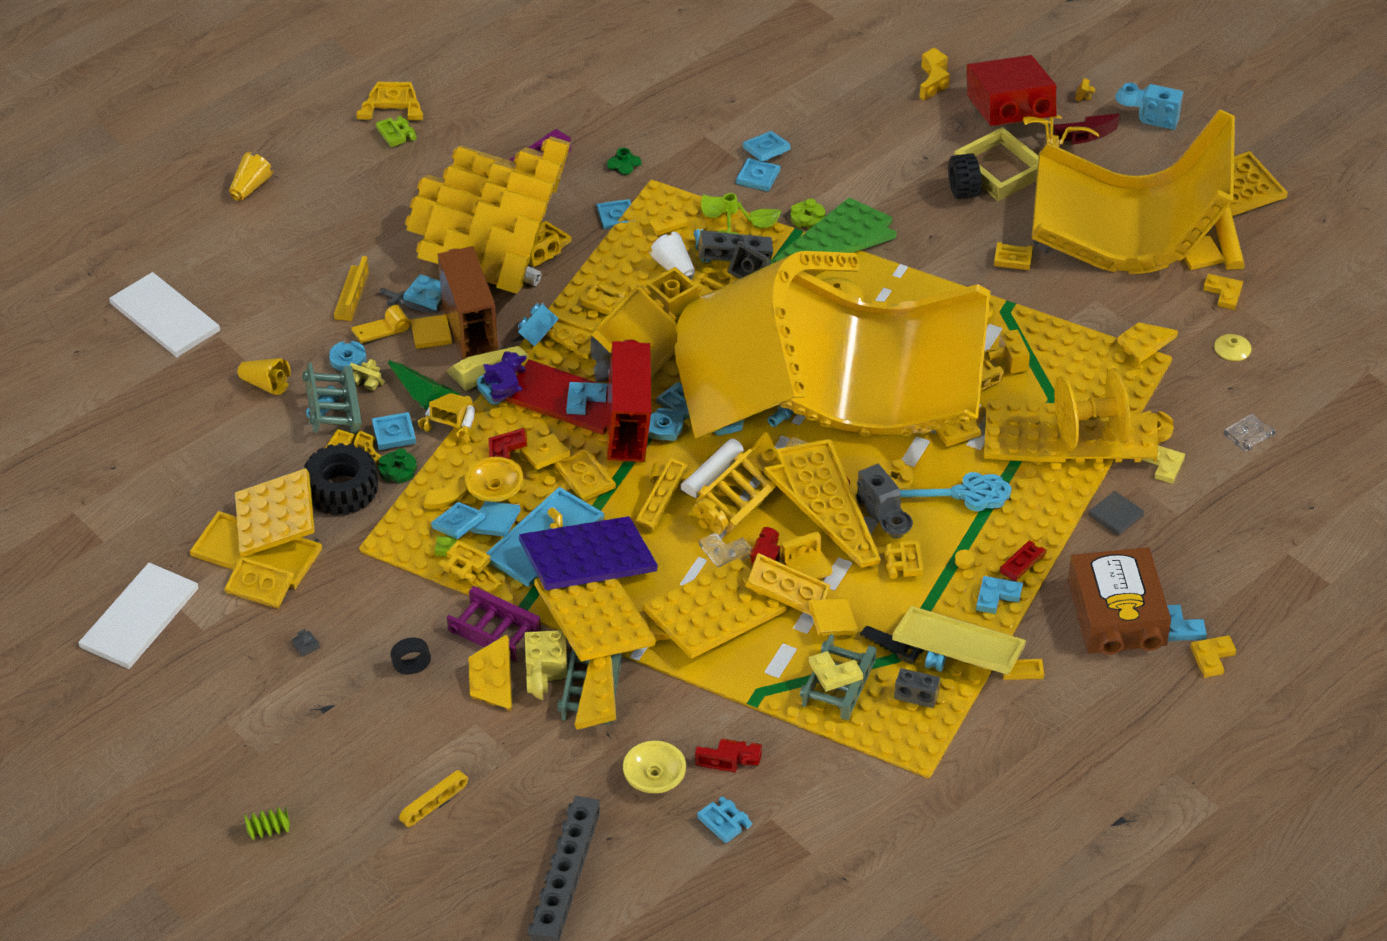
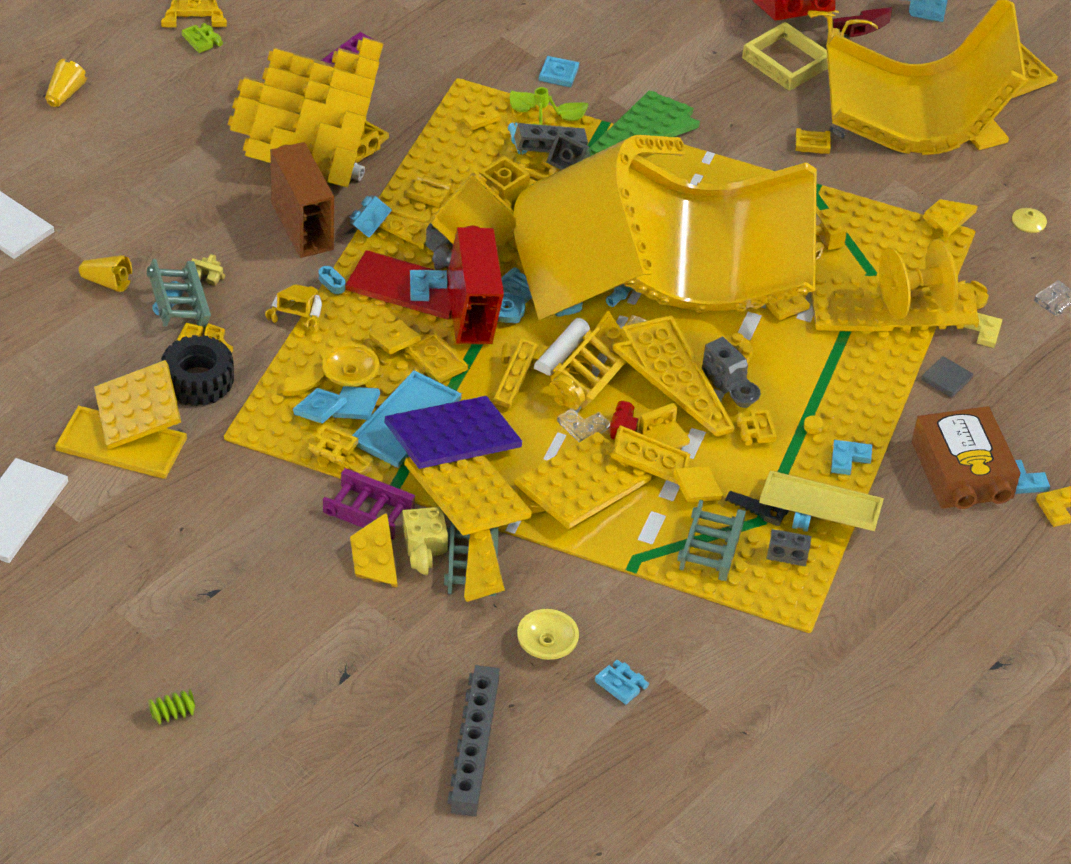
camera: 10 degrees left, 0 degrees up
(259, 582) = (129, 473): yellow tile -> none
(305, 642) = (183, 530): dark grey tile -> none
(352, 291) = (181, 190): yellow fence -> none
(352, 349) = (178, 248): medium azure plate -> none
(393, 431) = (242, 322): medium azure plate -> none
(394, 323) = (227, 219): yellow door -> none
(397, 458) = (251, 348): green plate -> none
(399, 297) = (230, 195): dark grey piece -> none
(408, 646) = (288, 529): black tyre -> none
(419, 386) = (262, 279): green wedge -> none
(425, 292) = (254, 189): medium azure plate -> none
(431, 331) = (264, 226): yellow tile -> none
(433, 798) = (334, 675): yellow beam -> none
(443, 544) = (309, 430): lime plate -> none
(470, 369) = (310, 261): light yellow wedge -> none
(502, 444) = (355, 330): red plate -> none
(505, 375) = (346, 266): dark purple animal -> none
(557, 518) = (416, 398): yellow arm -> none
(611, 212) = (424, 109): medium azure tile -> none
(624, 161) = (428, 61): green plate -> none
(671, 252) = (490, 145): white cone -> none
(728, 755) = (616, 620): red plate -> none
(766, 146) = (563, 44): medium azure plate -> none
(799, 212) = (611, 106): lime plate -> none
(832, 675) = (707, 538): light yellow plate -> none
(964, 176) = (758, 67): black tyre -> none
(976, 491) = (814, 359): medium azure piece -> none
(1022, 560) = (869, 424): red plate -> none
(1026, 669) = (886, 527): yellow tile -> none
(1227, 288) = (1015, 165): yellow plate -> none
(1229, 241) = (1013, 126): yellow brick -> none

